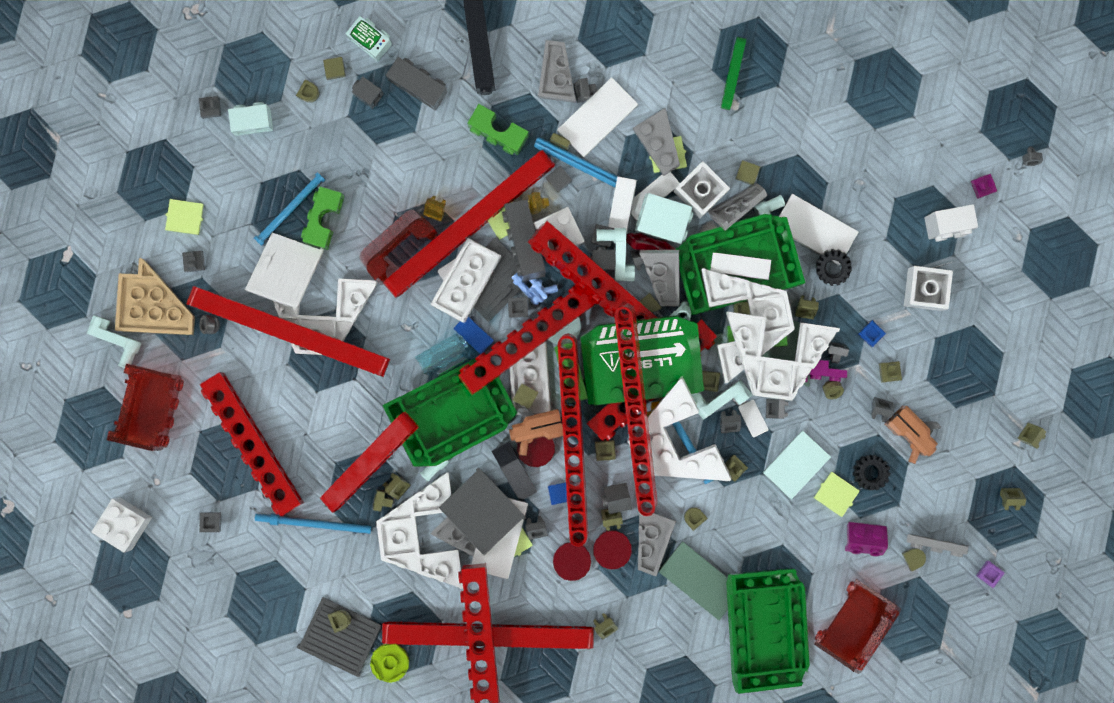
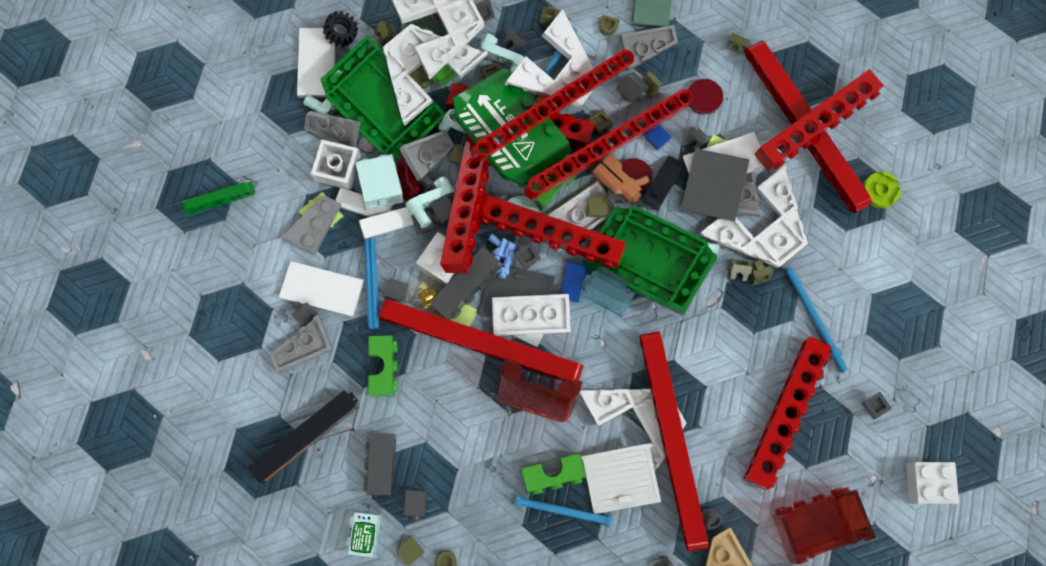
camera: 125 degrees left, 10 degrees down
(339, 620) = (878, 248): olive tile -> none
(344, 648) = (889, 242): dark grey piece -> none
(369, 462) = (737, 295): red beam -> none
(434, 208) = (485, 379): clear yellow tile -> none
(560, 141) = (361, 306): olive tile -> none
(612, 549) = (675, 71): dark red tile -> none
(741, 266) = (383, 96): white tile -> none
(747, 172) = (299, 140): olive tile -> none
(753, 418) = (501, 25): white sticker -> none

